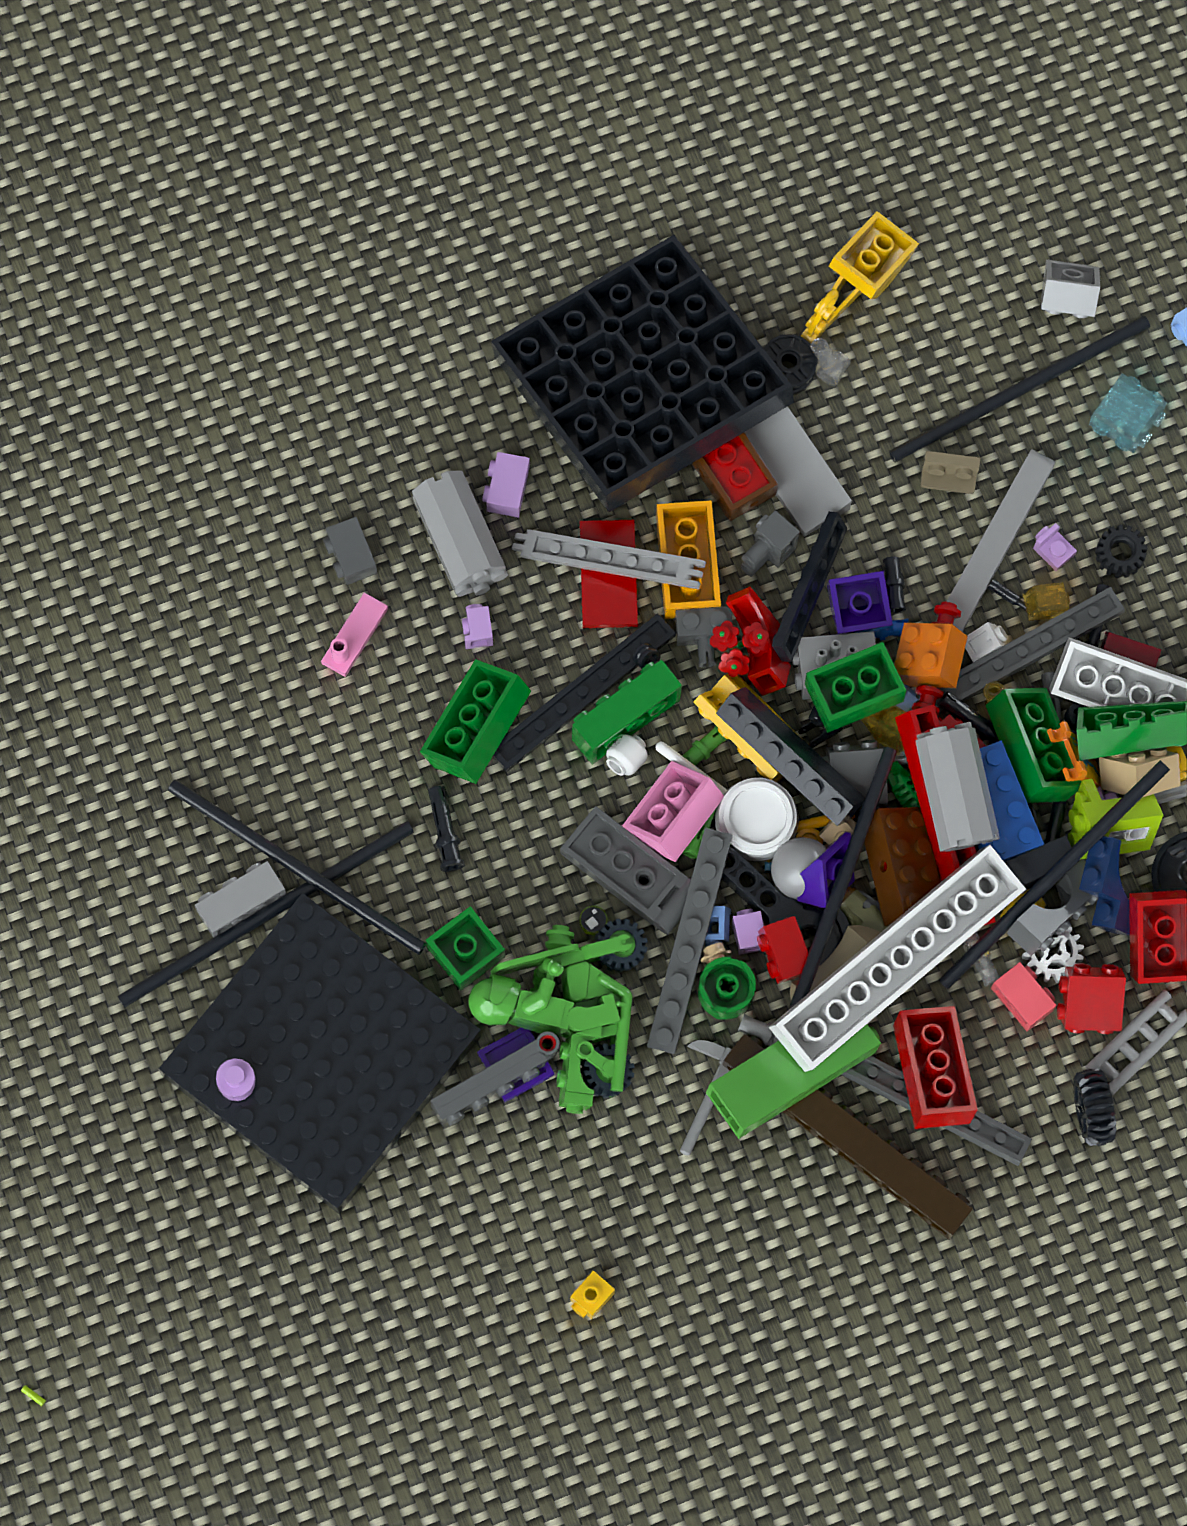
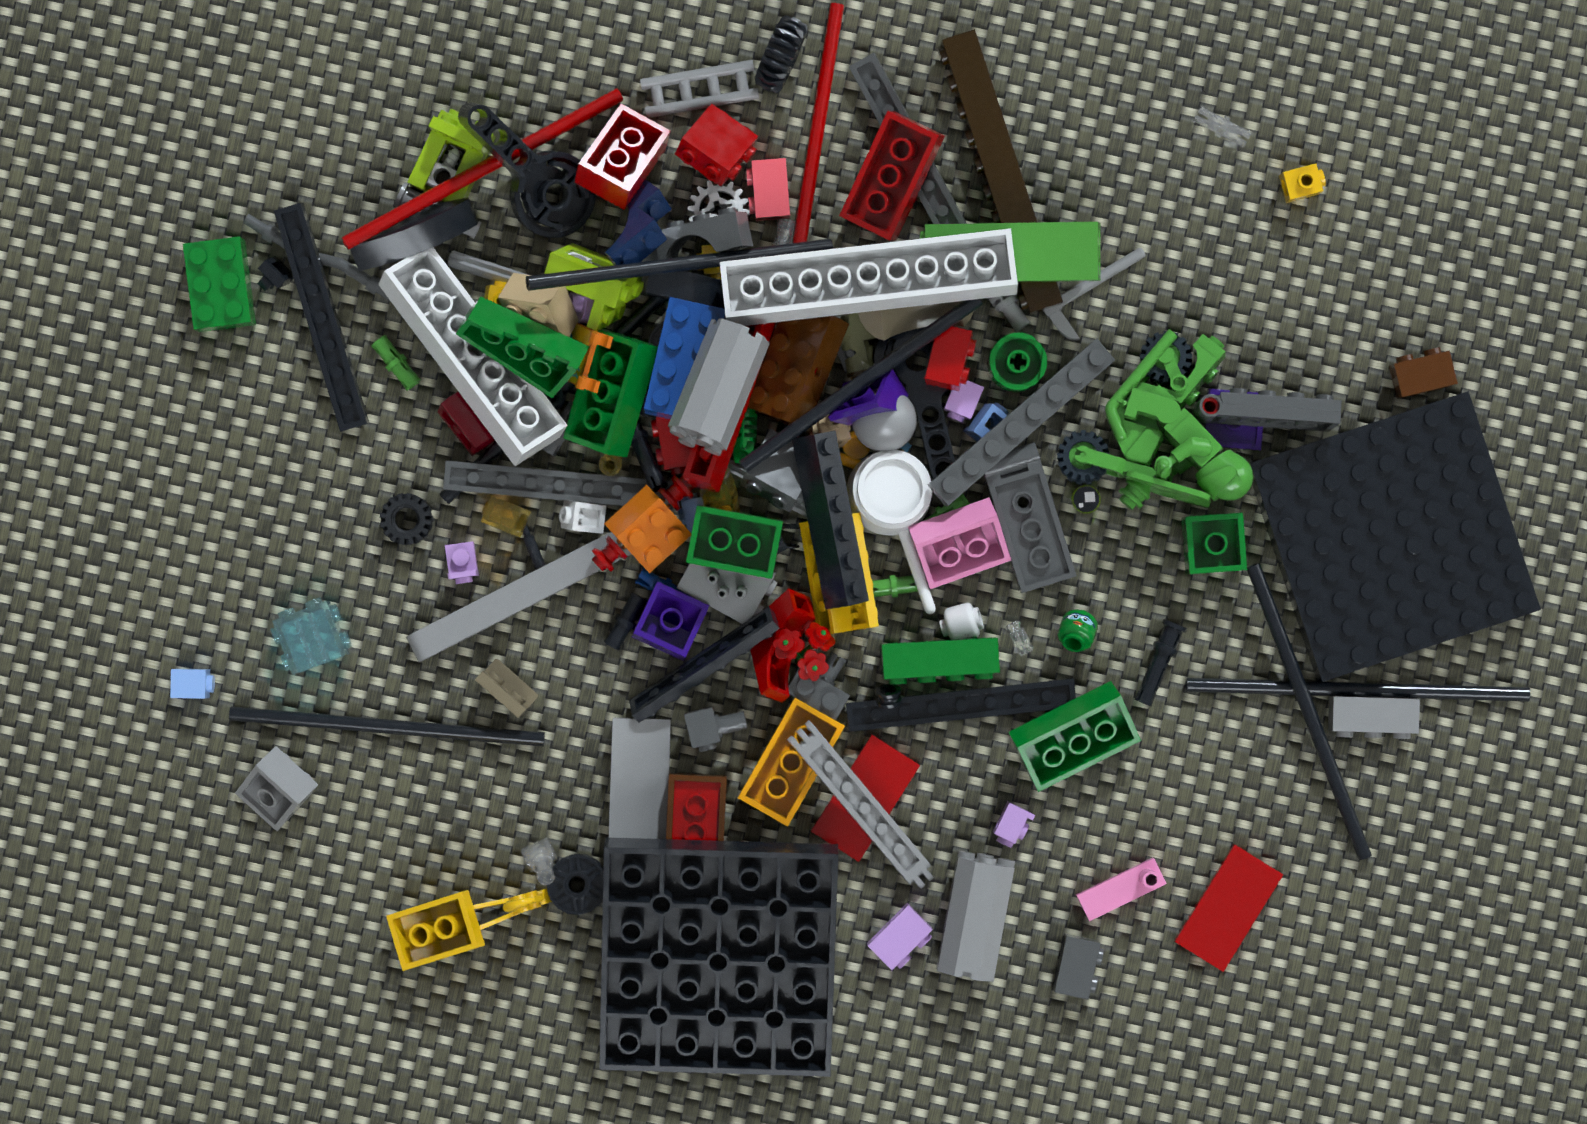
camera: 150 degrees left, 15 degrees up
(235, 1079) = (1487, 553): lavender piece -> none
(257, 675) = (1228, 907): none -> red tile
(383, 1204) = (1423, 373): none -> reddish brown brick
(529, 808) = (1077, 630): none -> green head
(571, 775) = (1019, 637): none -> clear piece
(690, 1299) = (1222, 126): none -> clear pin
(713, 952) = (1006, 397): tan plate -> none
(1020, 1073) = (818, 122): none -> red piece

